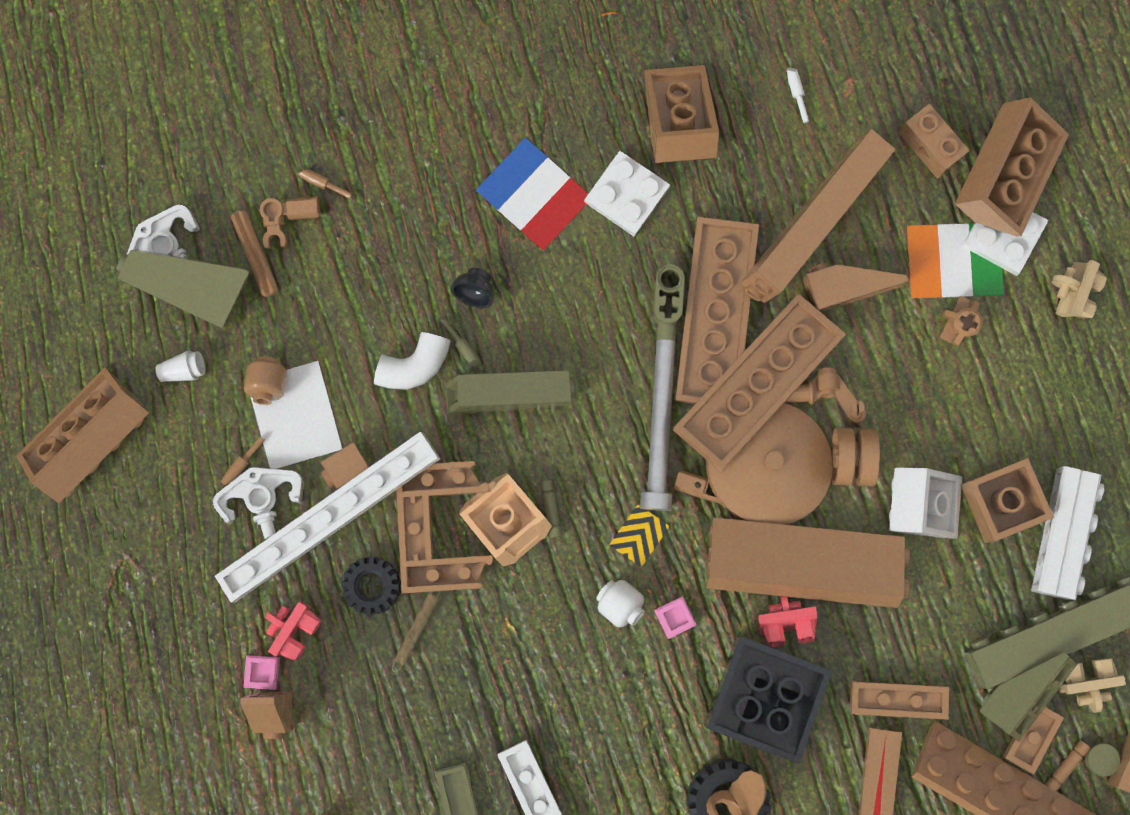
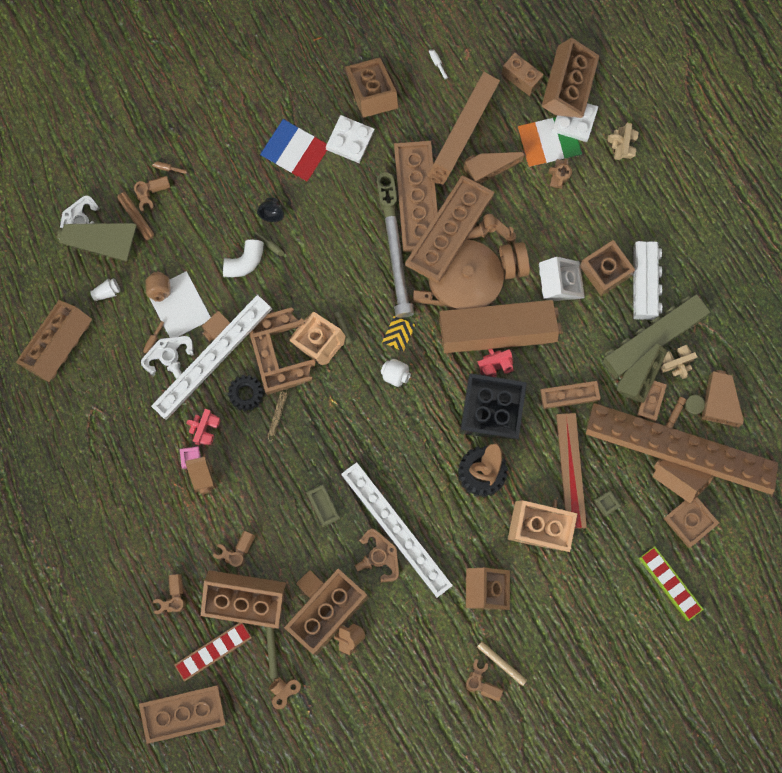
camera: 20 degrees left, 5 degrees down
(508, 391) = (303, 264): olive slope -> none
(675, 617) = (429, 375): bright pink tile -> none

